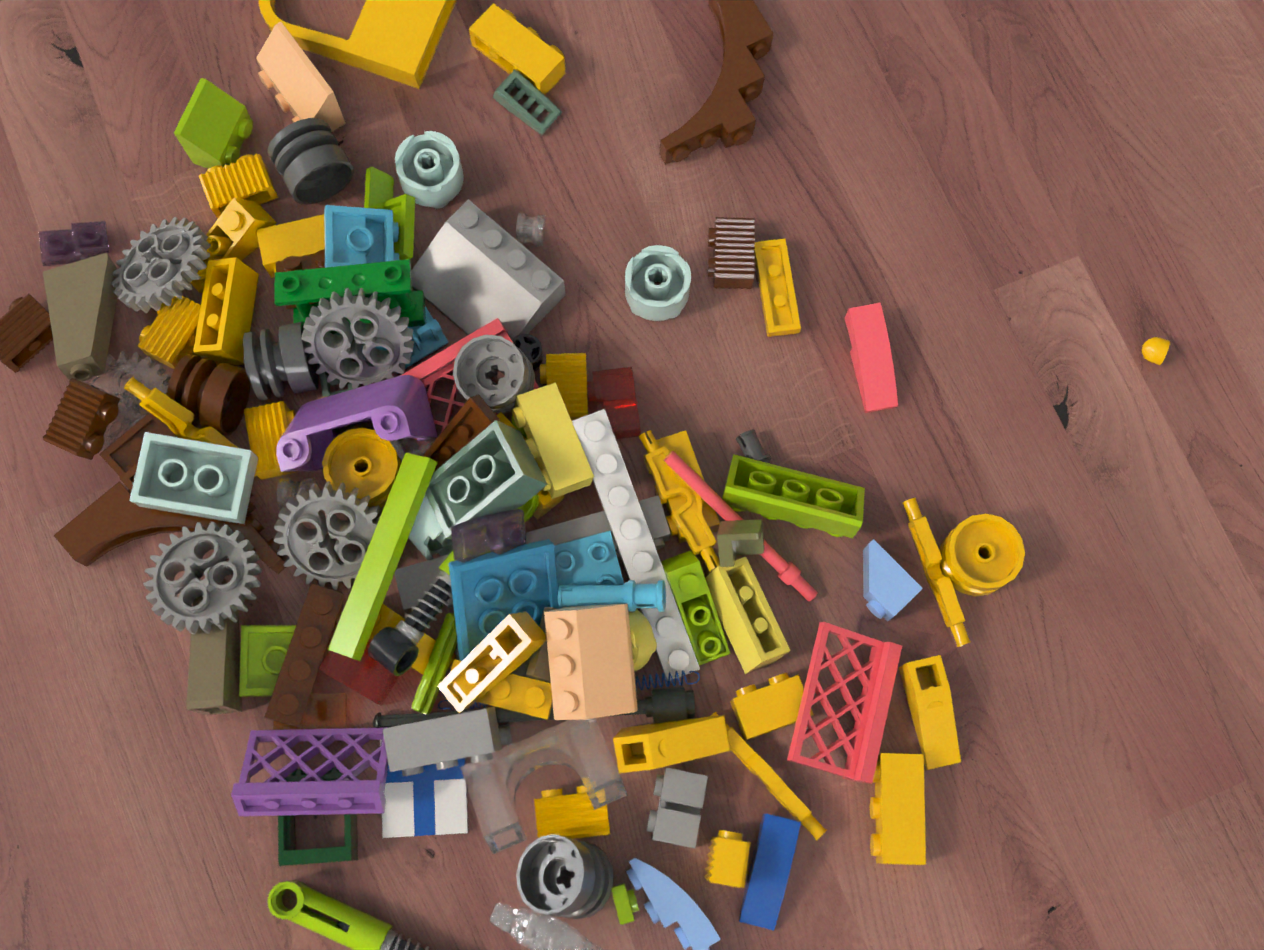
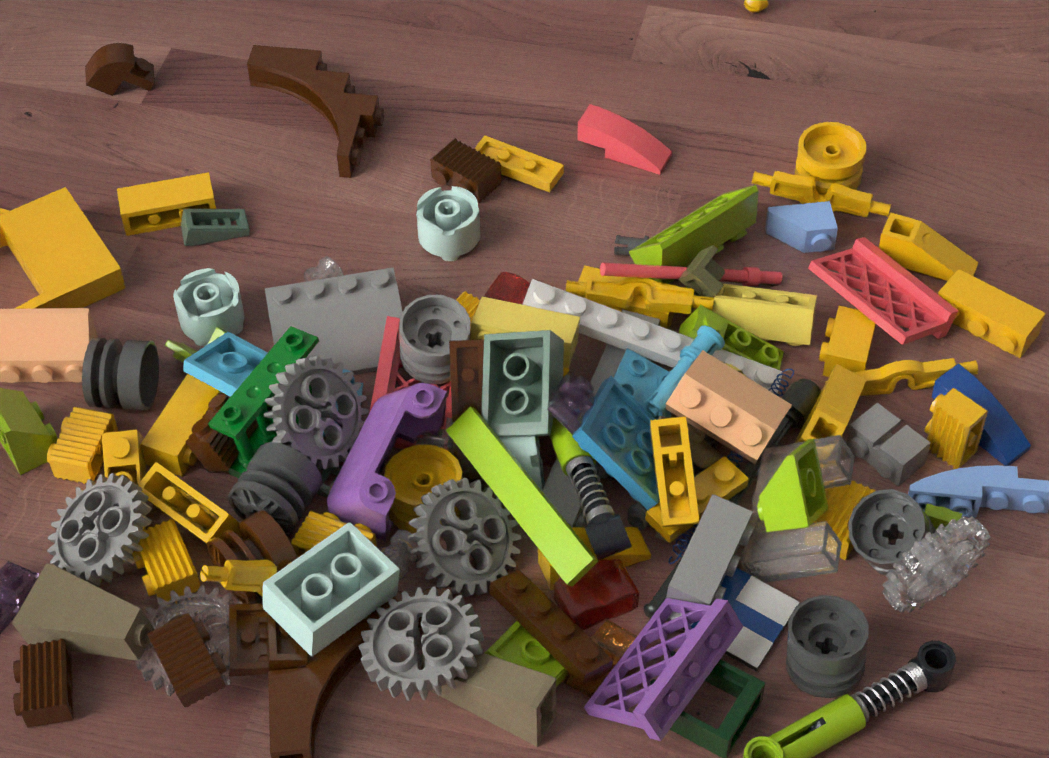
camera: 50 degrees left, 25 degrees down
(400, 879) = (826, 646): none -> dark grey wheel
(436, 666) = (641, 537): lime axle -> none
(533, 777) = (795, 492): none -> lime slope

